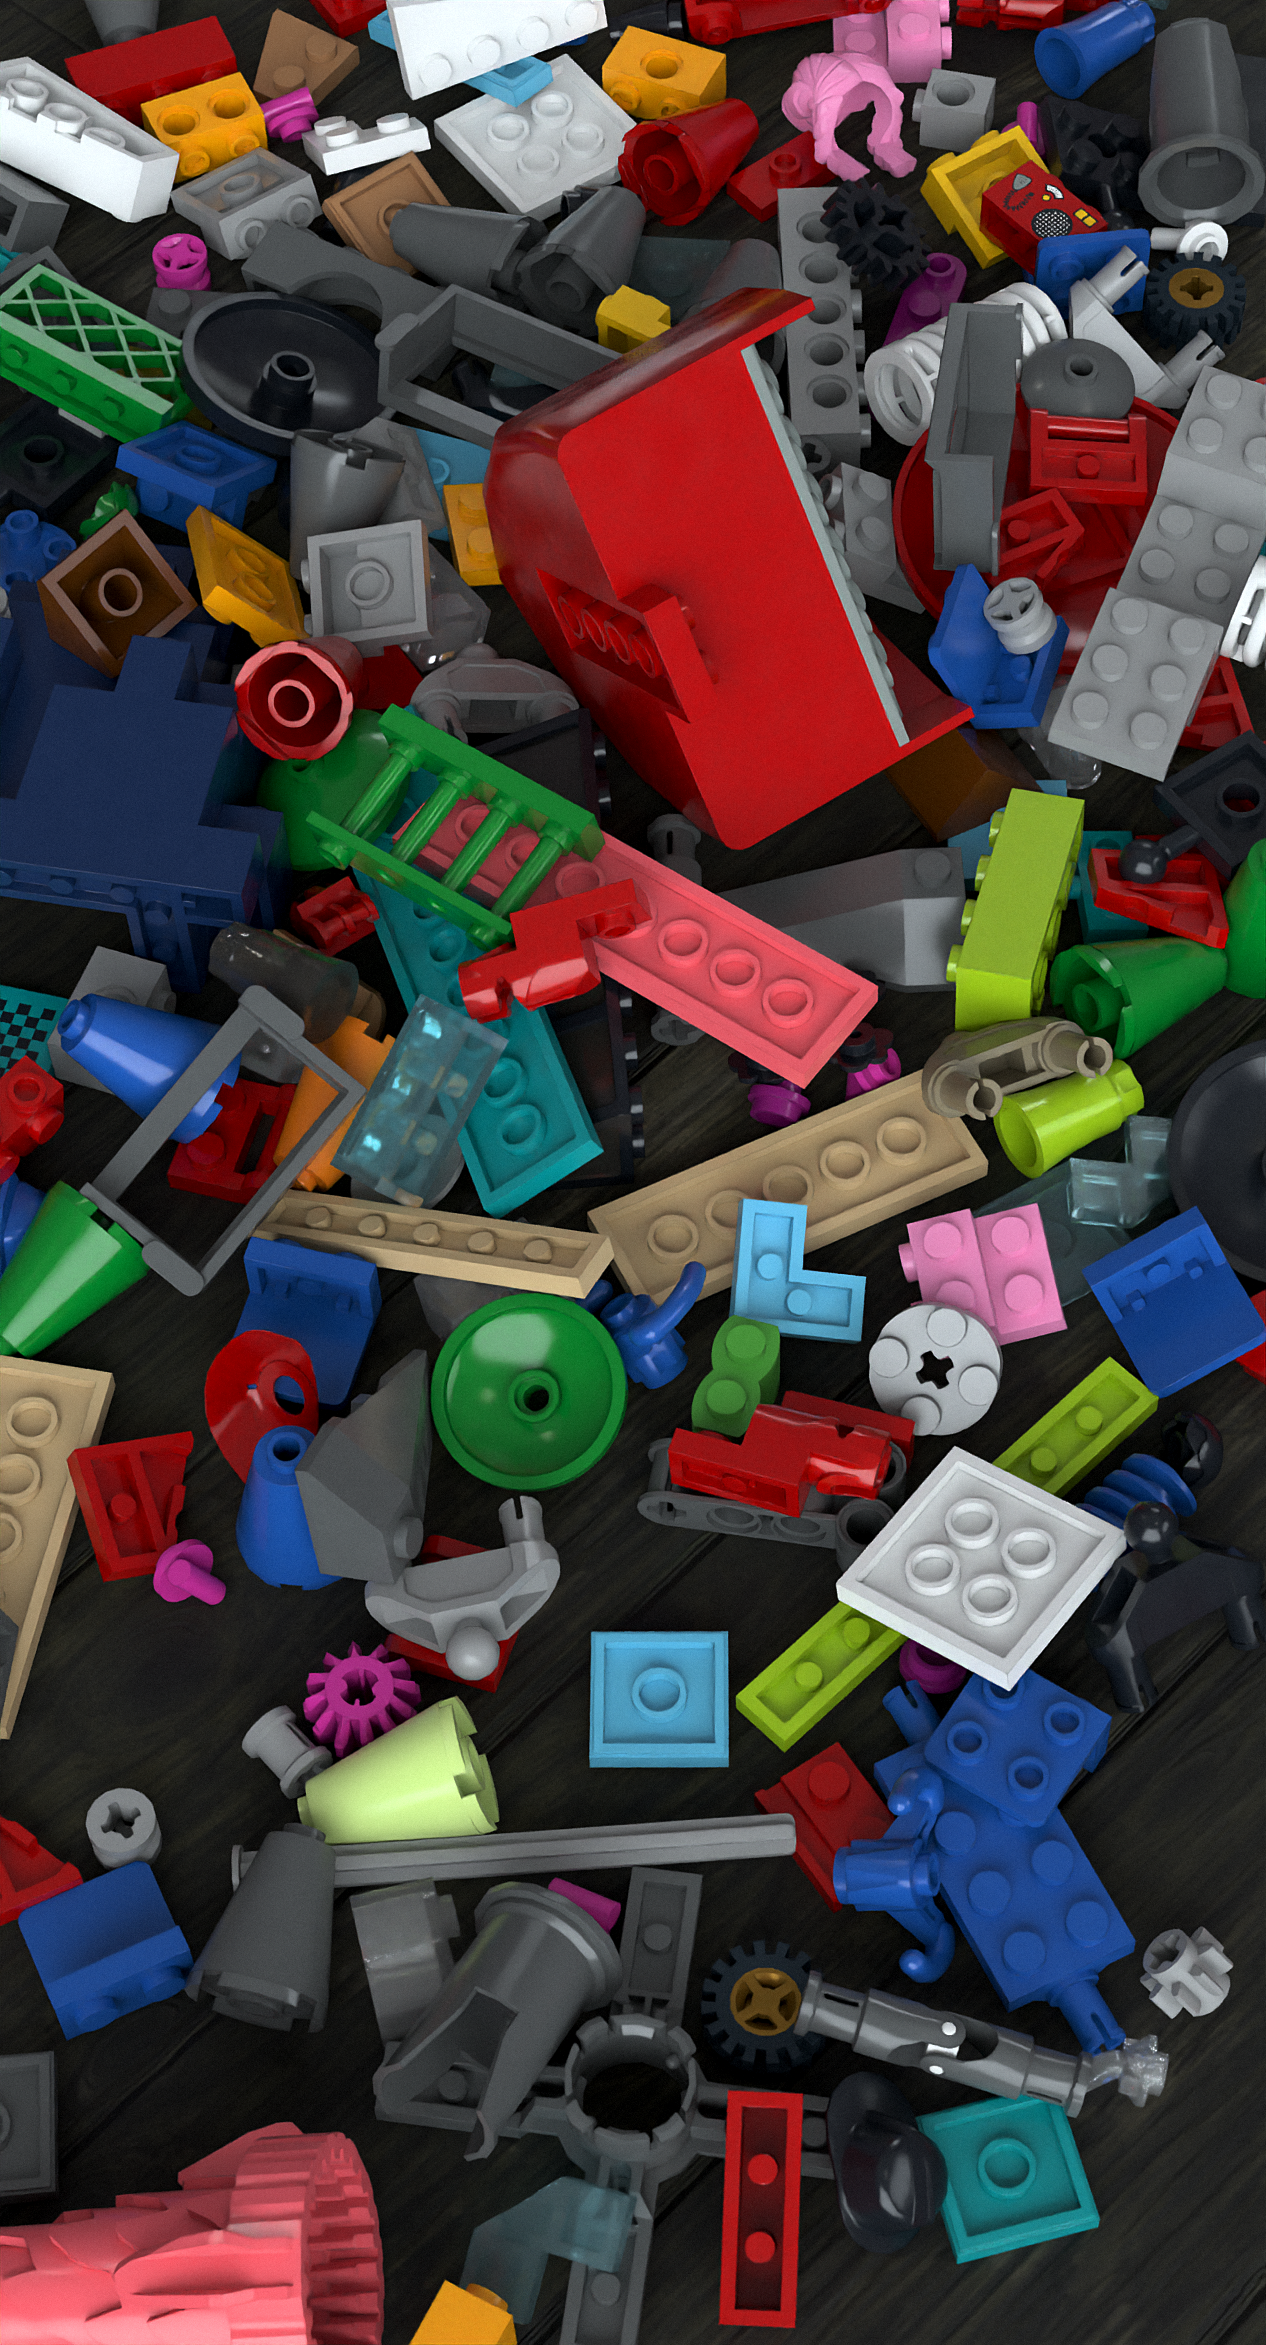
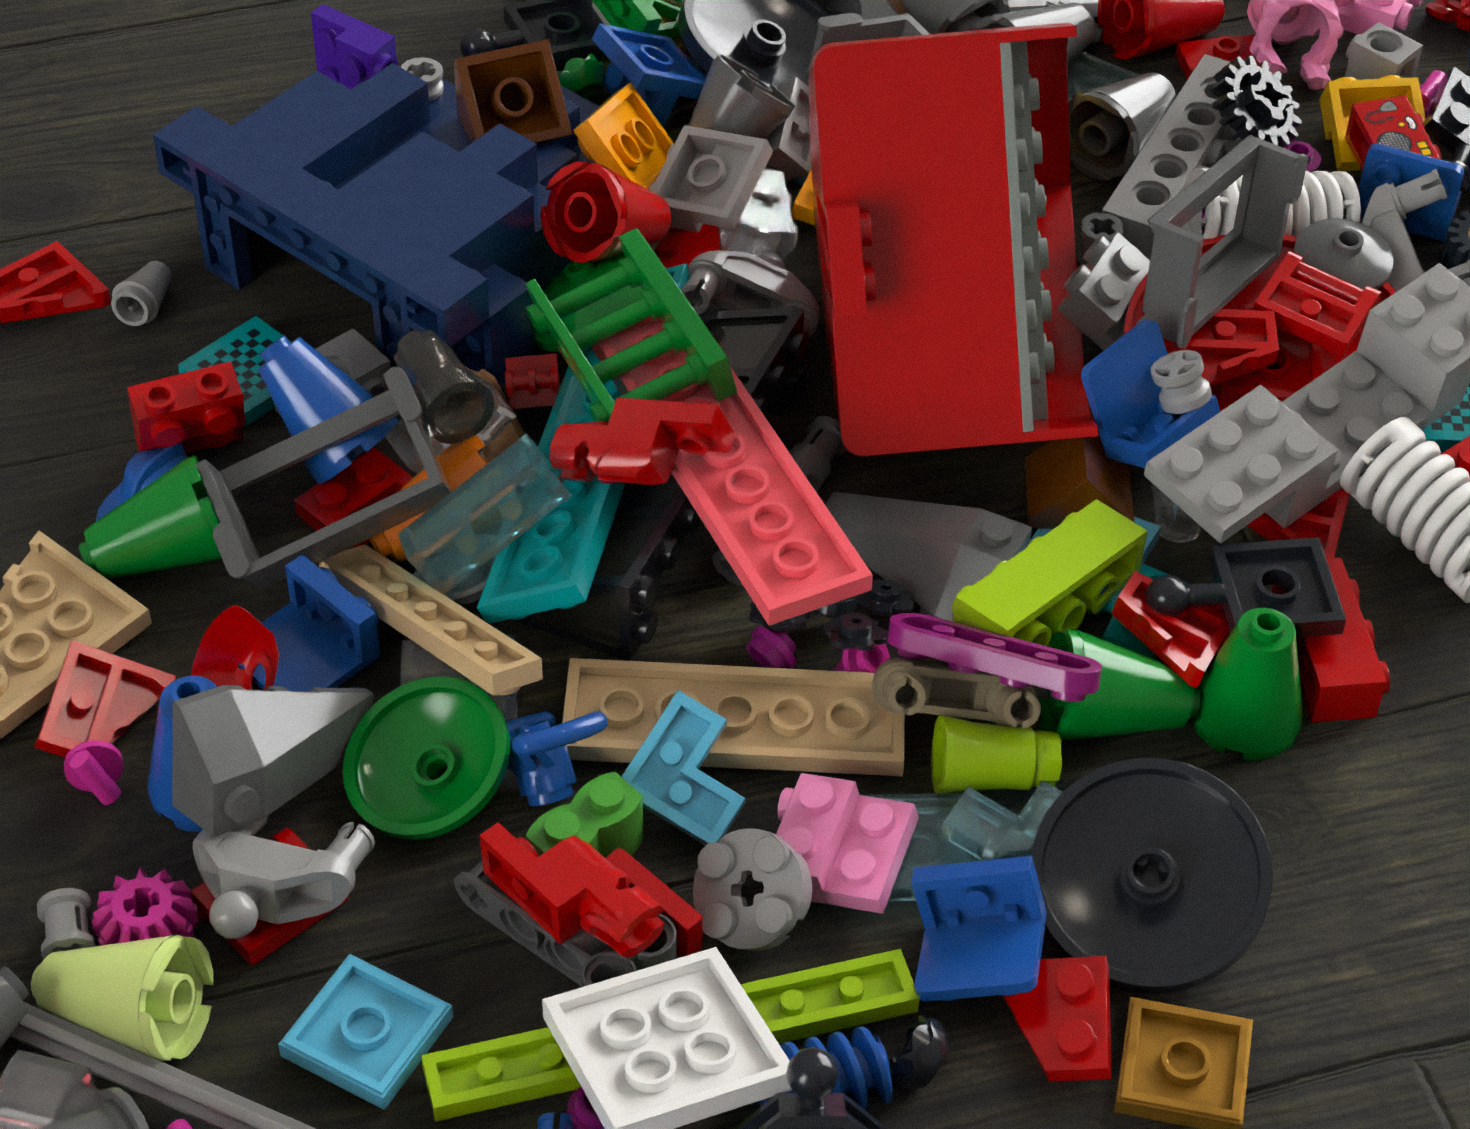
camera: 25 degrees right, 10 degrees down
(1018, 1012) = (978, 650): none -> magenta plate

